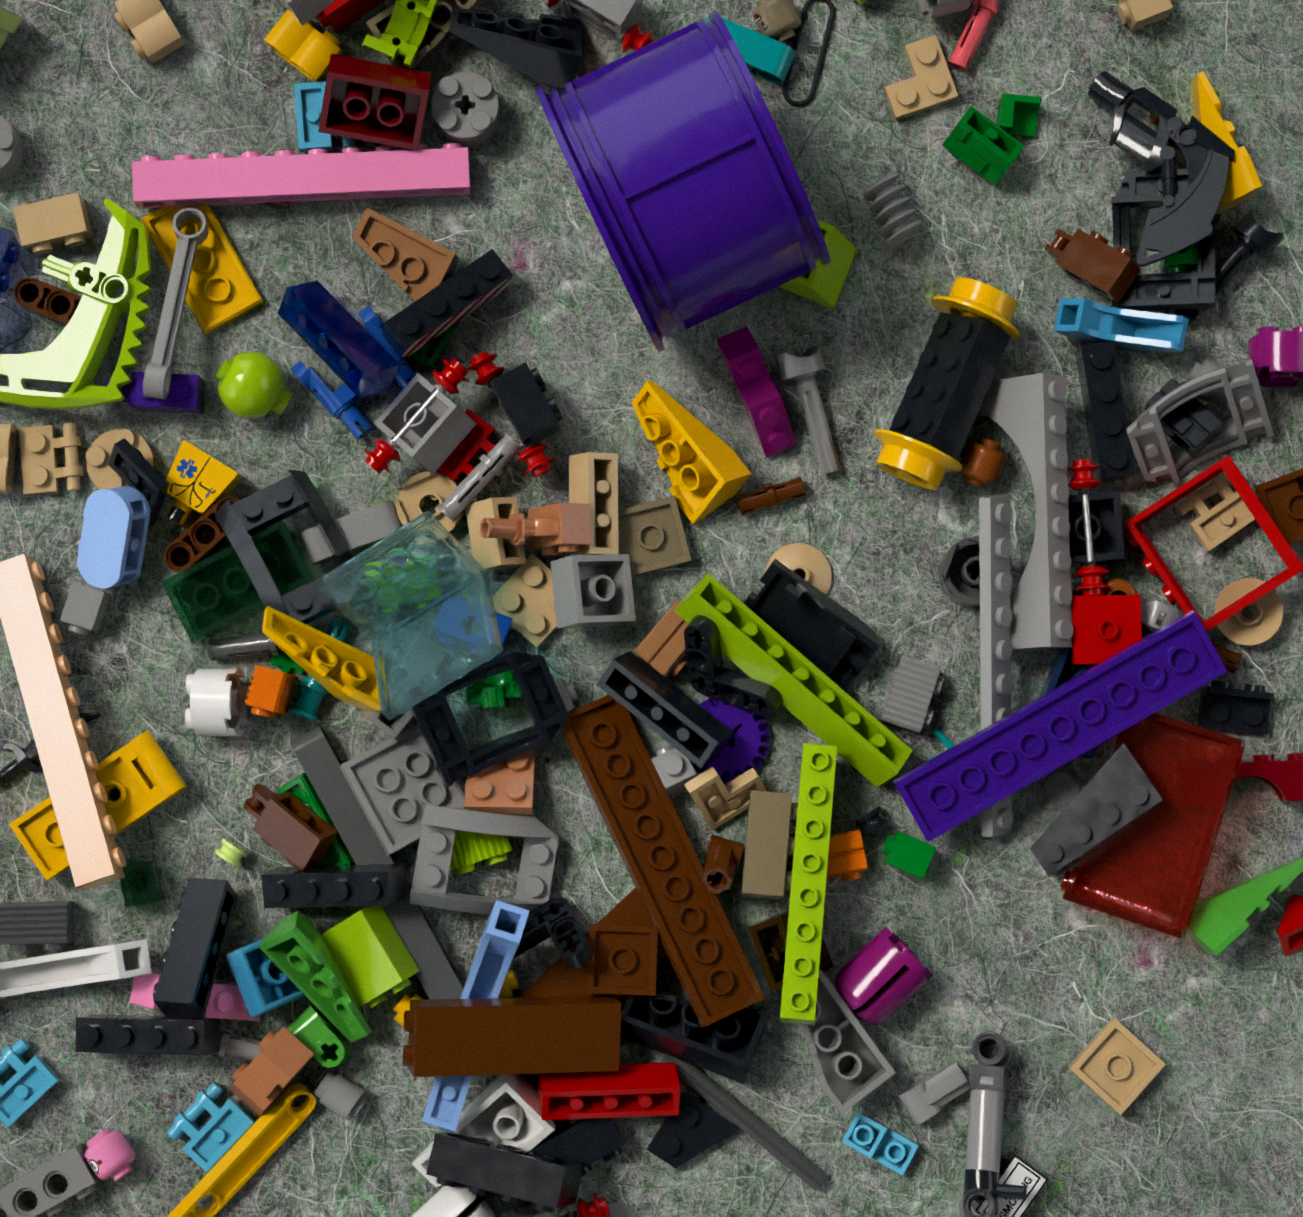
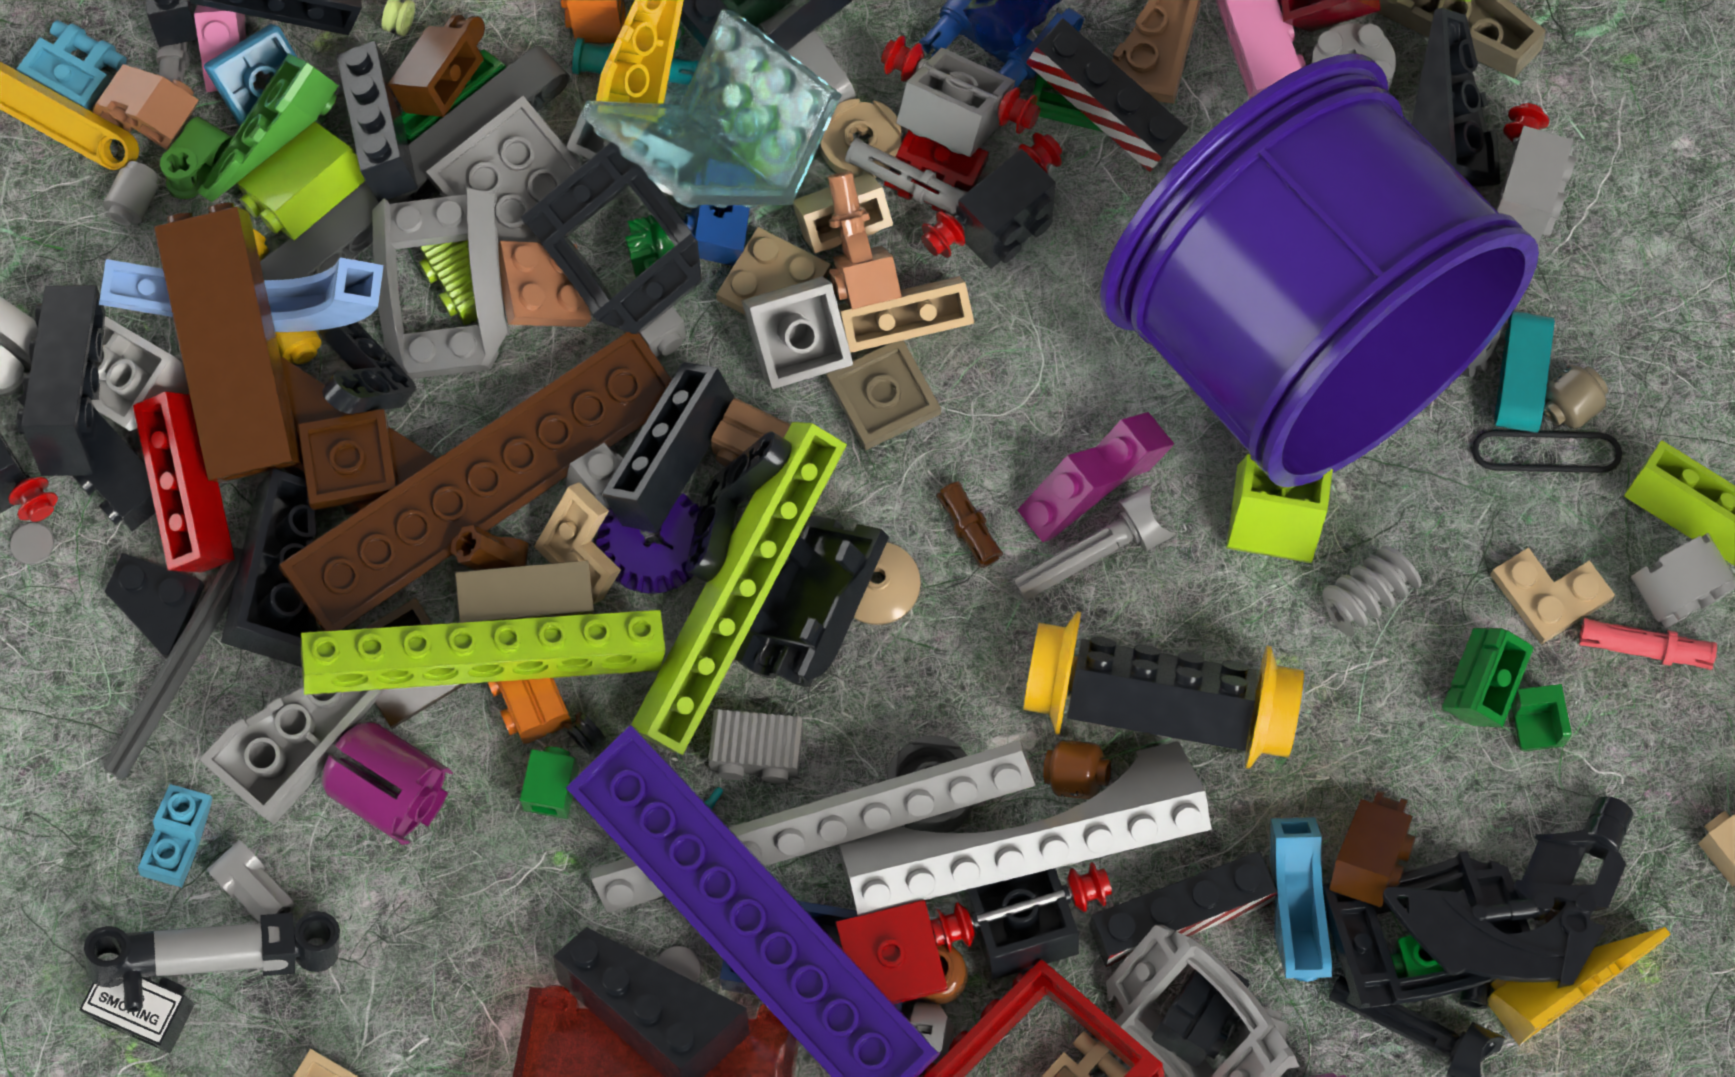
camera: 75 degrees right, 15 degrees down
(697, 461) = (992, 428): yellow wedge -> none

